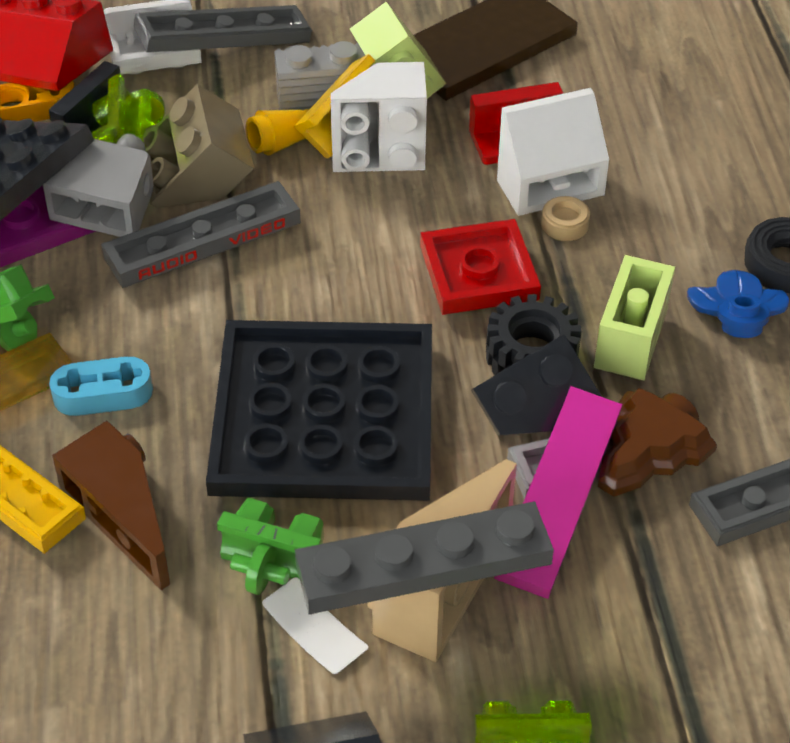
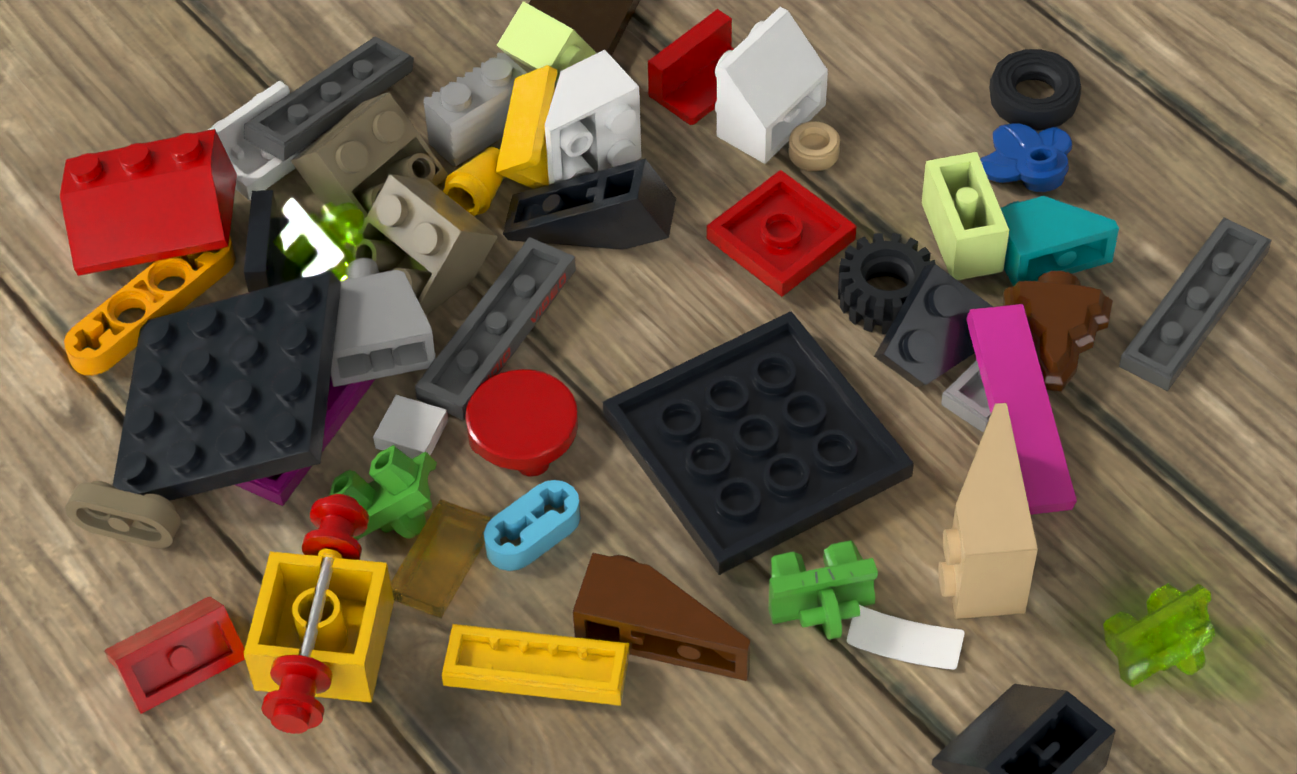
camera: 30 degrees left, 5 degrees up
(79, 275) = (411, 427): none -> white tile
(160, 307) = (522, 420): none -> red tile
(217, 64) = (361, 153): none -> dark tan slope
(350, 186) = (597, 210): none -> black slope
(422, 557) = (1004, 525): dark grey plate -> none
(704, 371) = (1055, 237): none -> teal slope

